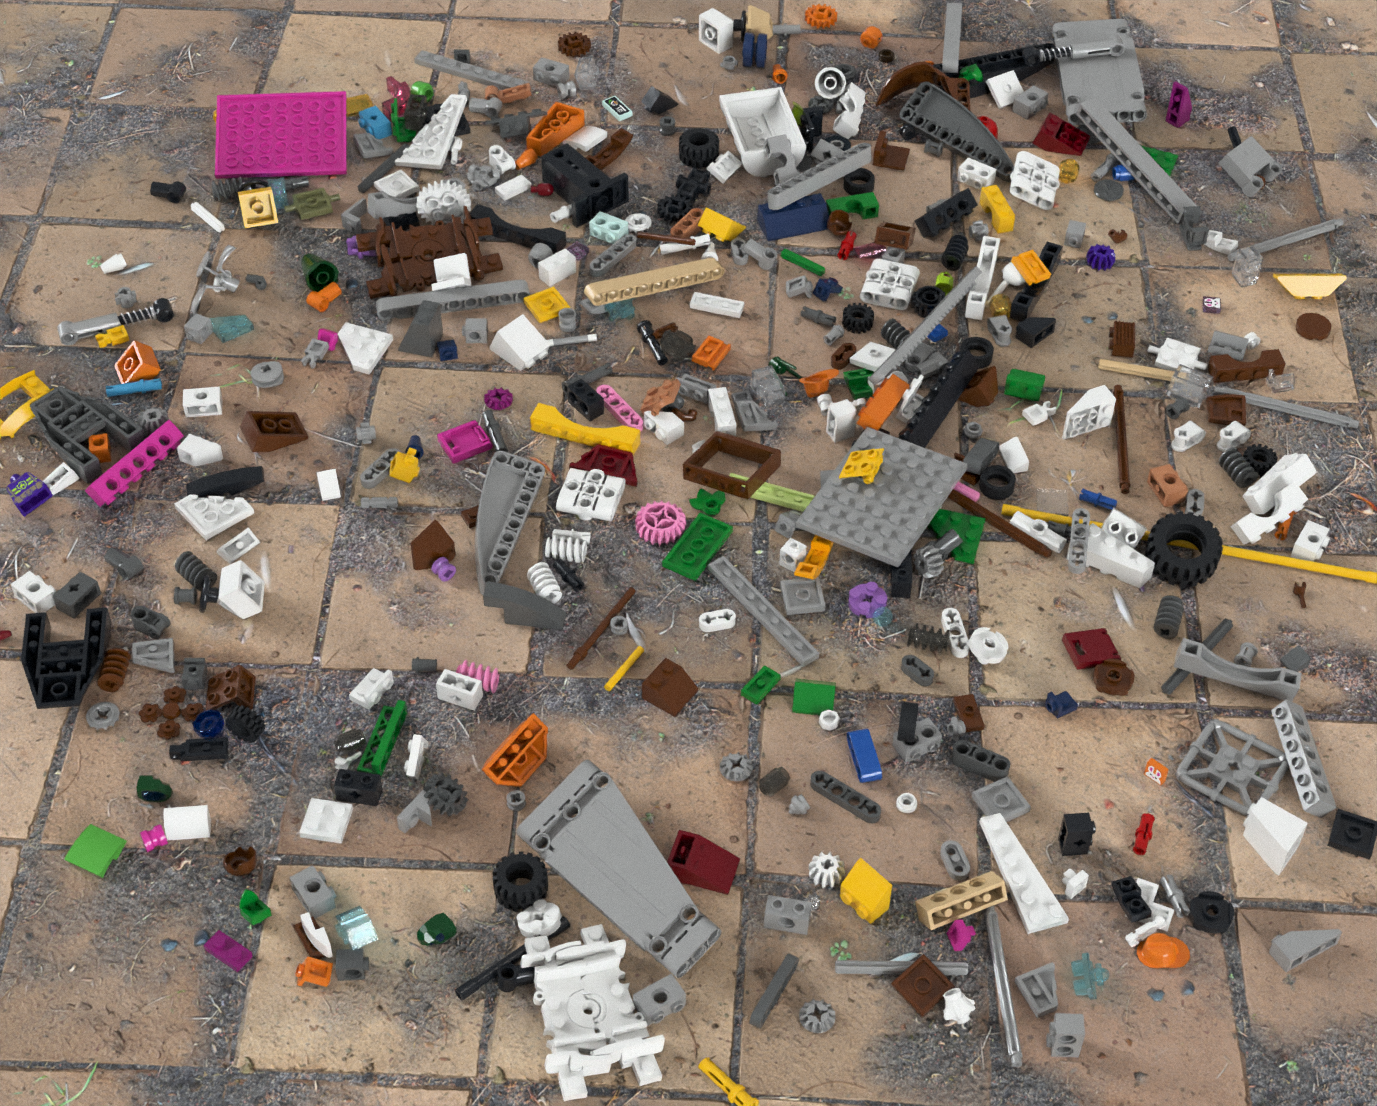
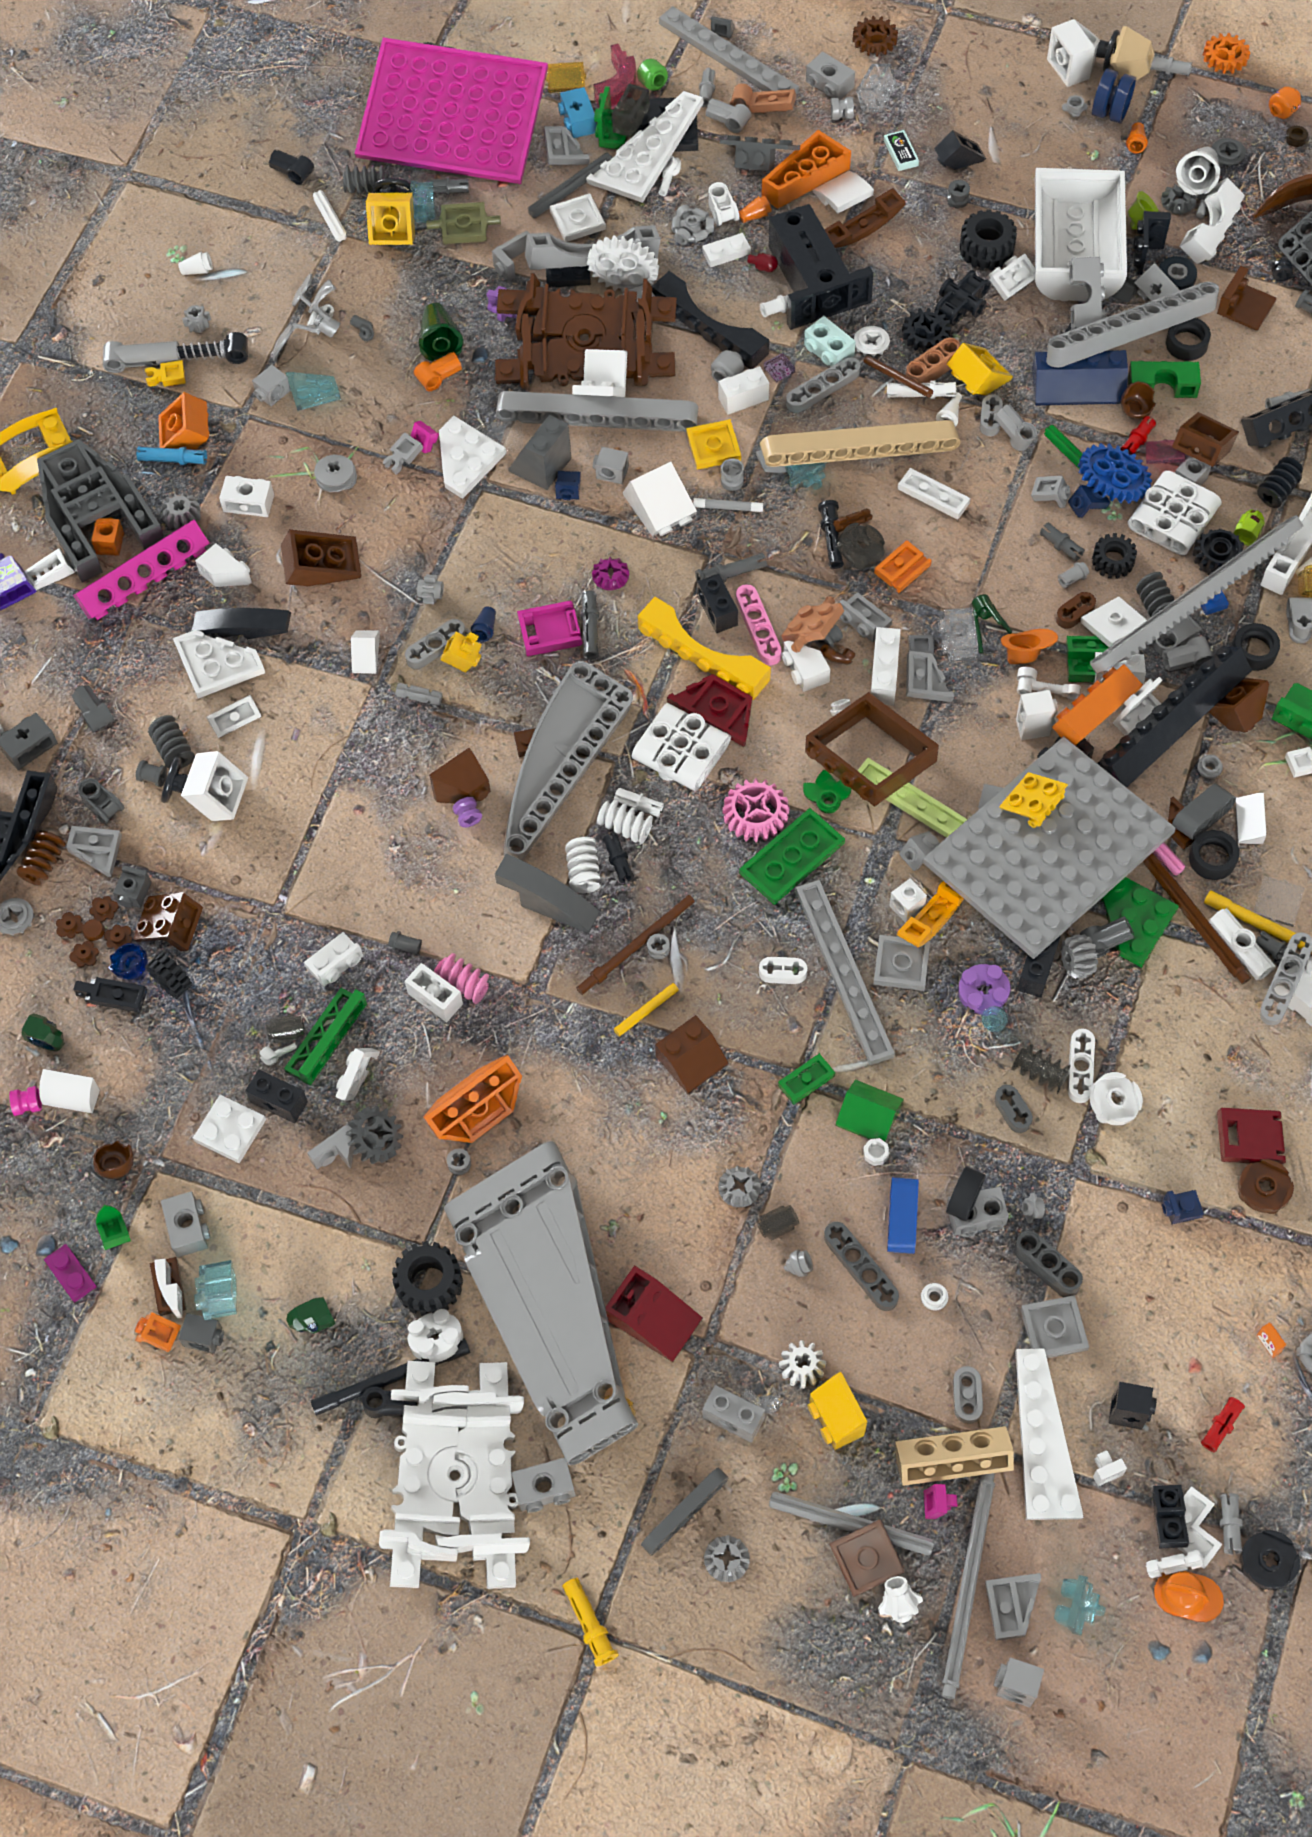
camera: 20 degrees right, 15 degrees up
(840, 267) = (1114, 473): none -> blue gear
(968, 712) = (1058, 1188): reddish brown plate -> none

